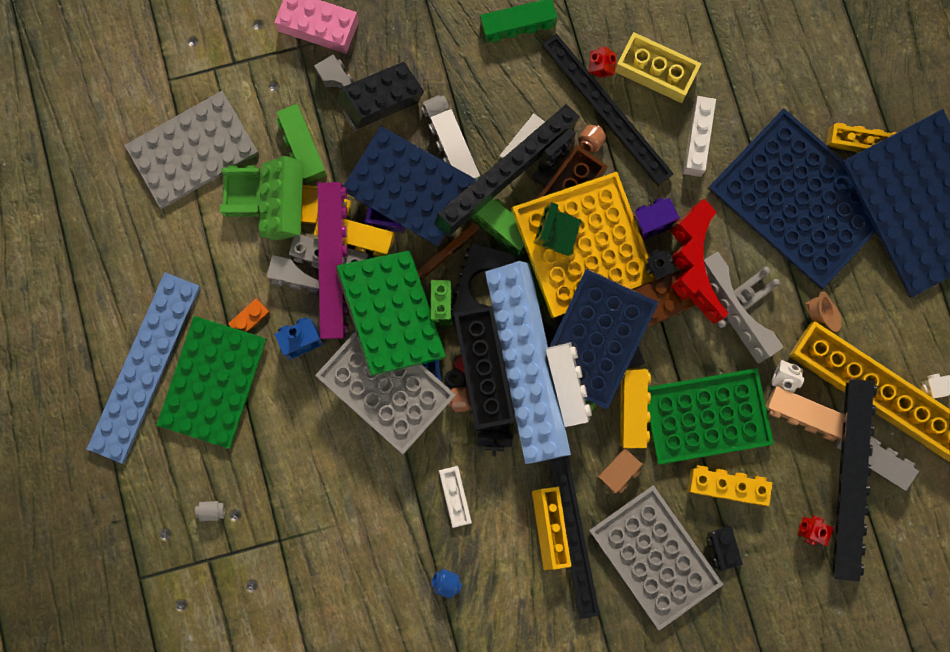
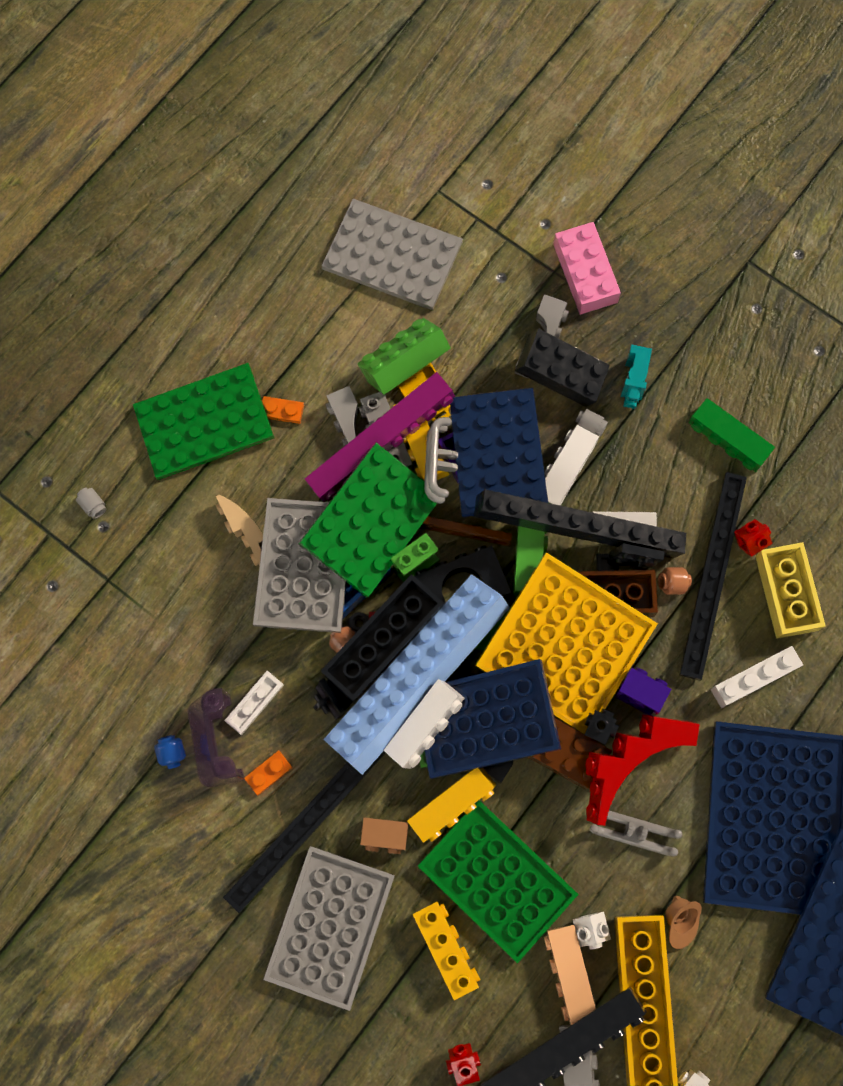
camera: 55 degrees right, 5 degrees down
(143, 368) = (175, 358): medium blue plate -> none
(241, 191) = (385, 319): bright green panel -> none
(298, 338) = (291, 461): blue brick -> none
(301, 142) = (468, 336): bright green brick -> none
(314, 409) = (241, 524): none -> tan slope
(383, 238) = (433, 465): none -> light grey piece
(432, 56) = (635, 384): none -> teal hips
(476, 561) = (211, 768): none -> windscreen
(514, 523) = (268, 773): none -> orange plate
(551, 528) = (285, 809): yellow brick -> none
(557, 230) = (556, 609): dark green bracket -> none
(724, 548) = (385, 988): black bracket -> none
(758, 339) = (605, 874): light grey arch -> none

